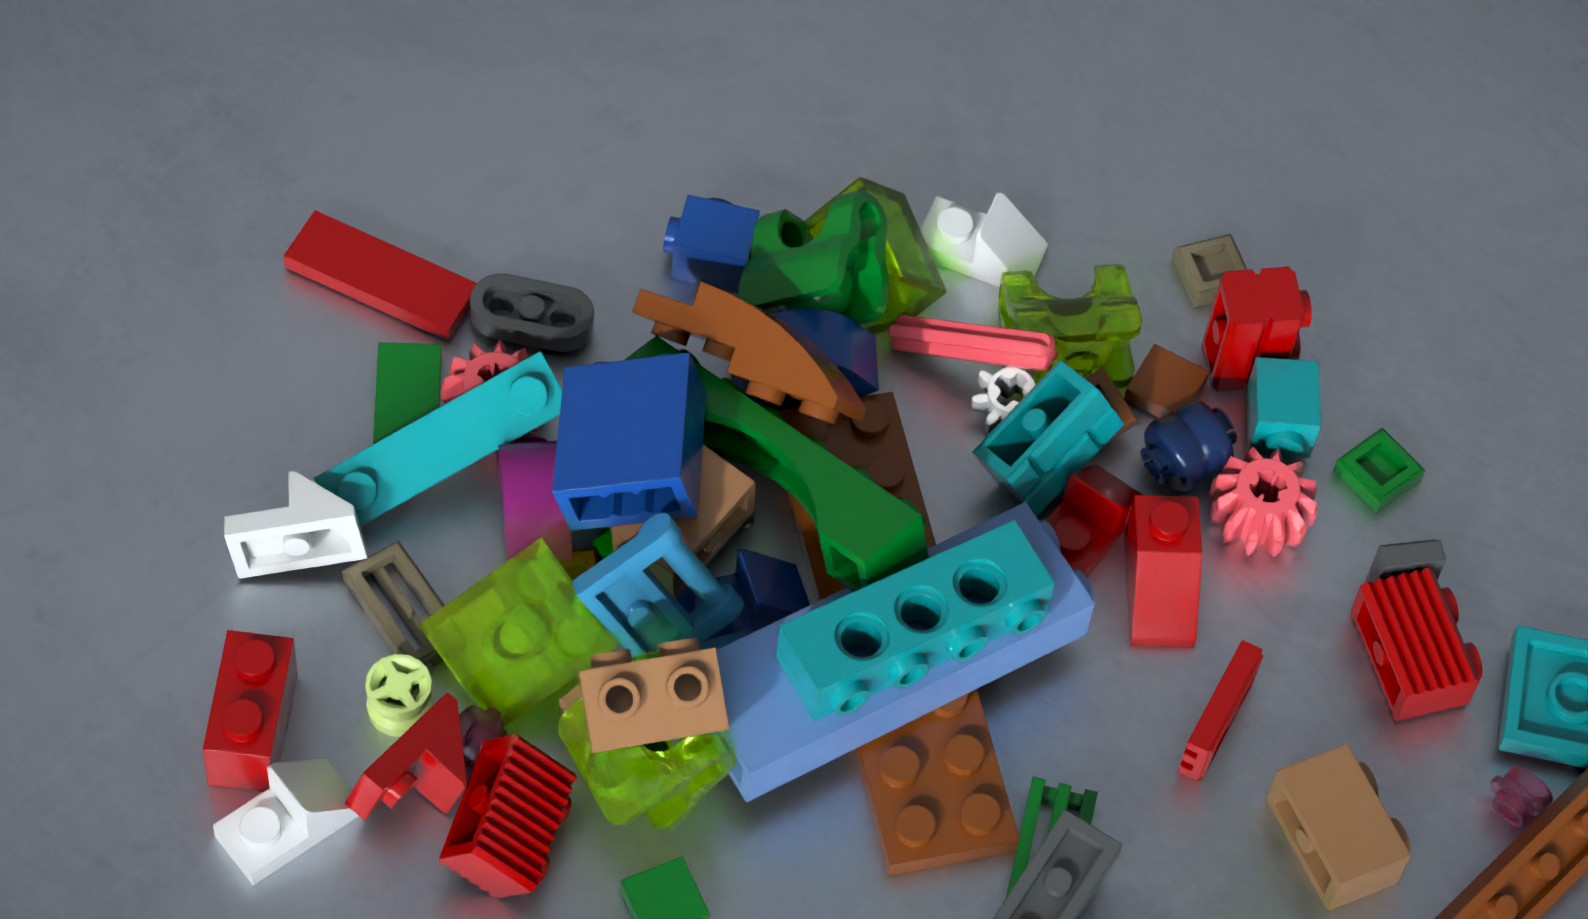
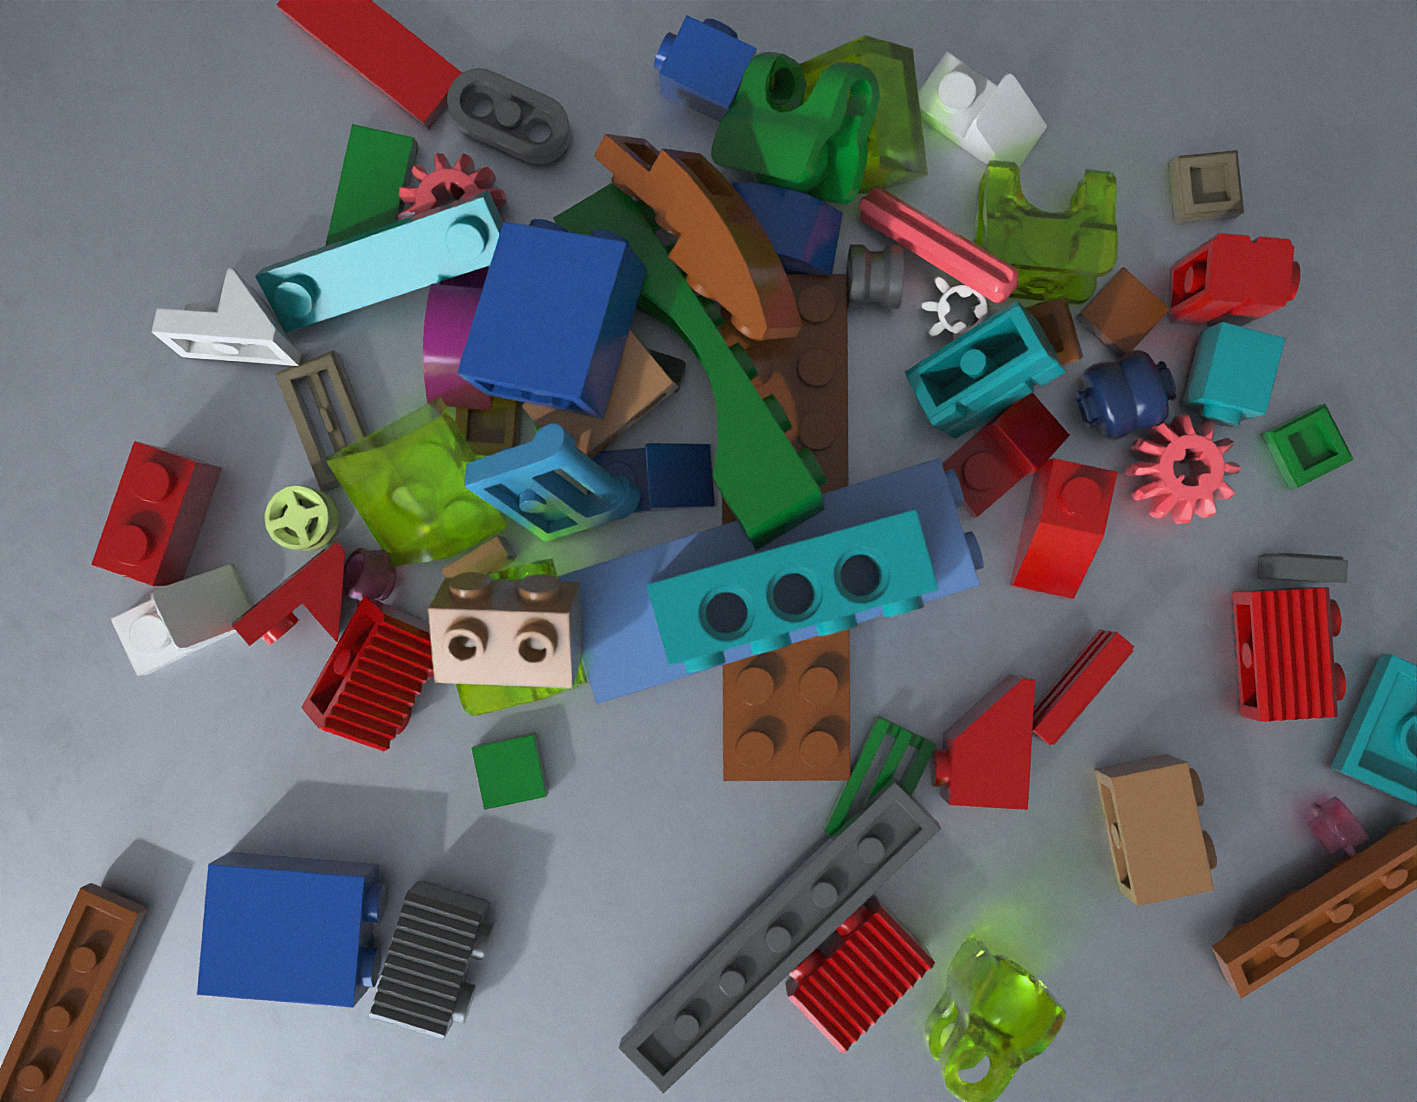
camera: 15 degrees right, 30 degrees up
(921, 386) = (875, 276): none -> flat silver wheel
(1153, 786) = (989, 750): none -> red slope

